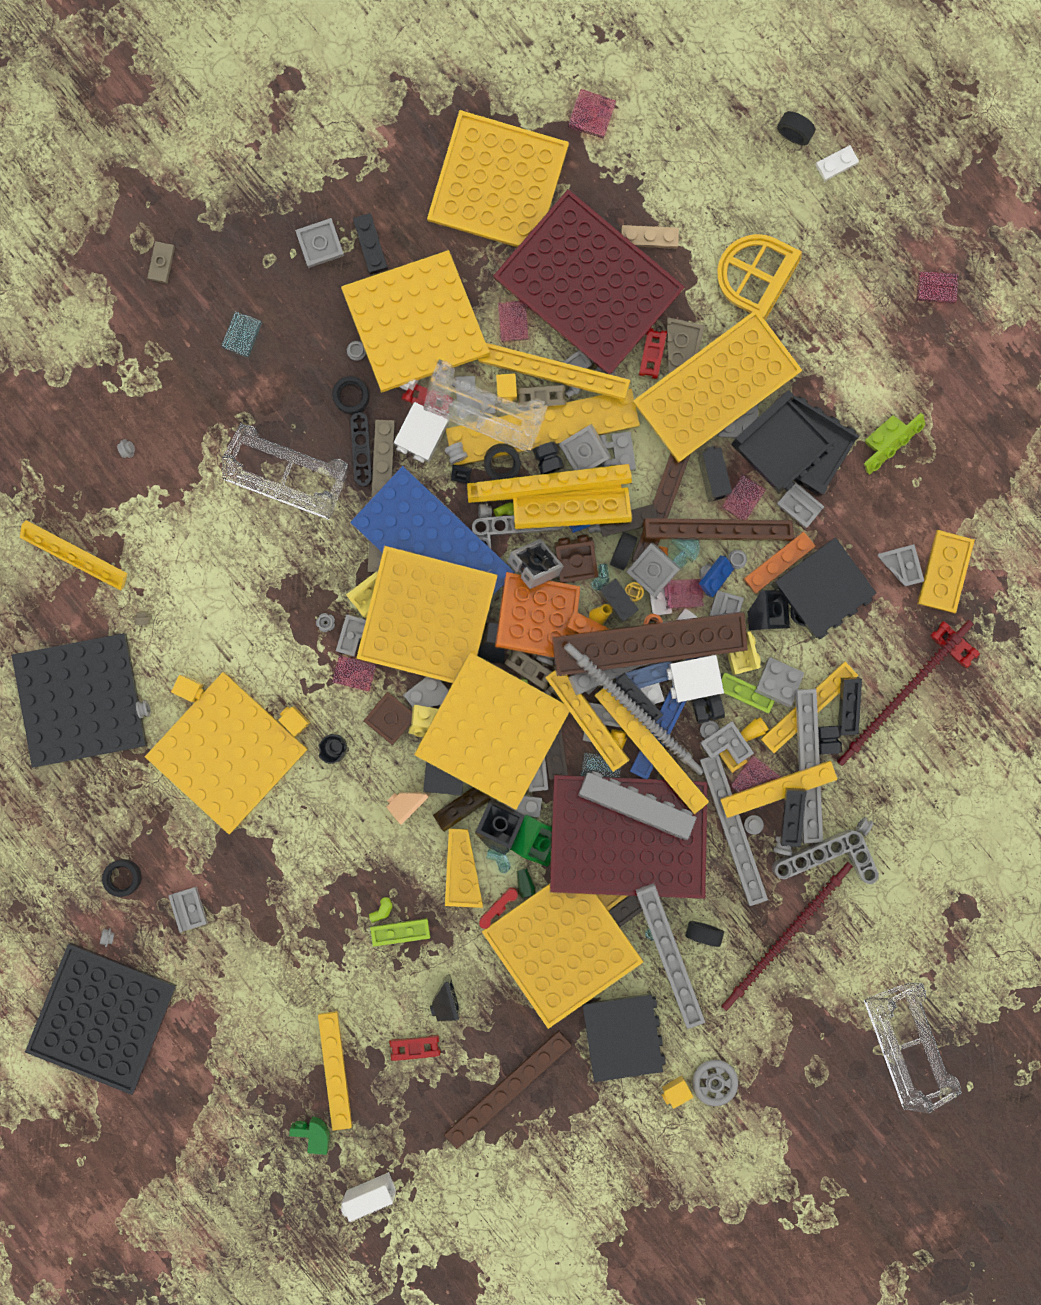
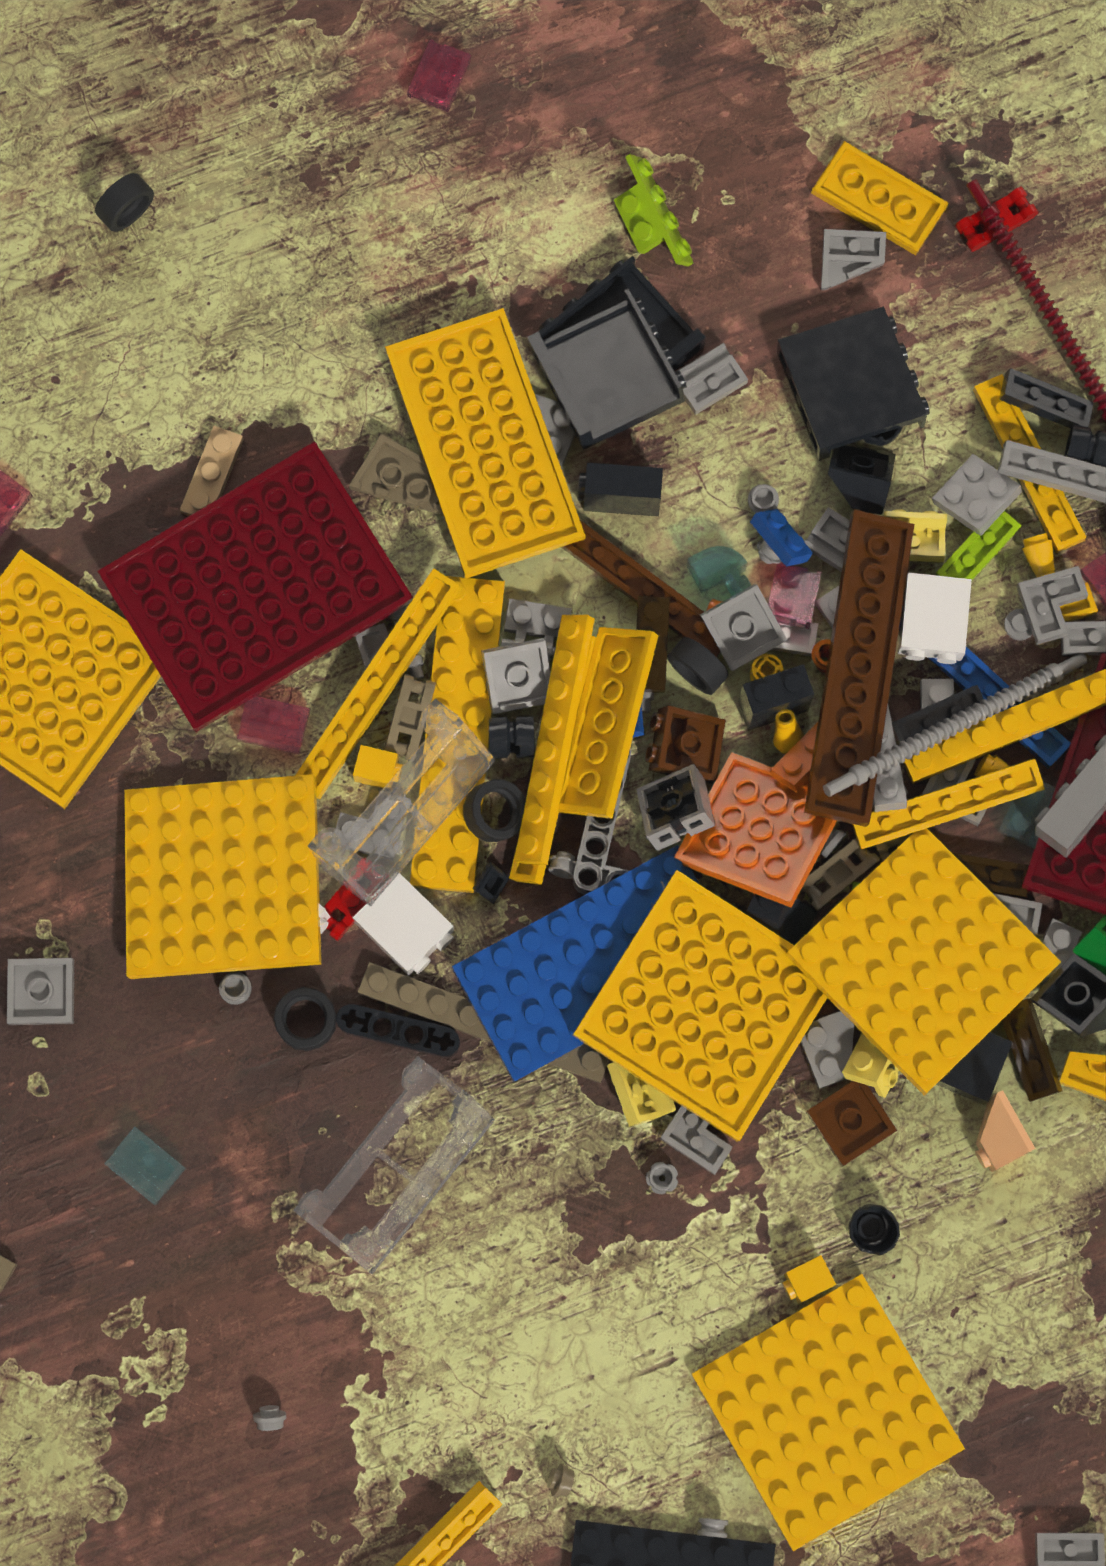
camera: 70 degrees left, 10 degrees down
(188, 688) = (702, 1439): yellow brick -> none
(354, 673) = (759, 1157): clear pink plate -> none
(370, 243) = (69, 911): black plate -> none
(456, 453) = (457, 876): light grey wheel -> none
(507, 509) = (570, 827): lime arm -> none
(603, 578) = (734, 719): clear light blue arm -> none
(650, 674) = (905, 689): medium blue tile -> none
(652, 353) = (398, 526): red plate -> none
(715, 708) = (986, 616): black wheel -> none
(718, 529) = (710, 511): reddish brown plate -> none
(743, 498) = (677, 458): clear pink plate -> none
(776, 283) = (352, 306): yellow window -> none
(779, 562) = (788, 438): orange plate -> none
(837, 163) = (196, 161): white plate -> none

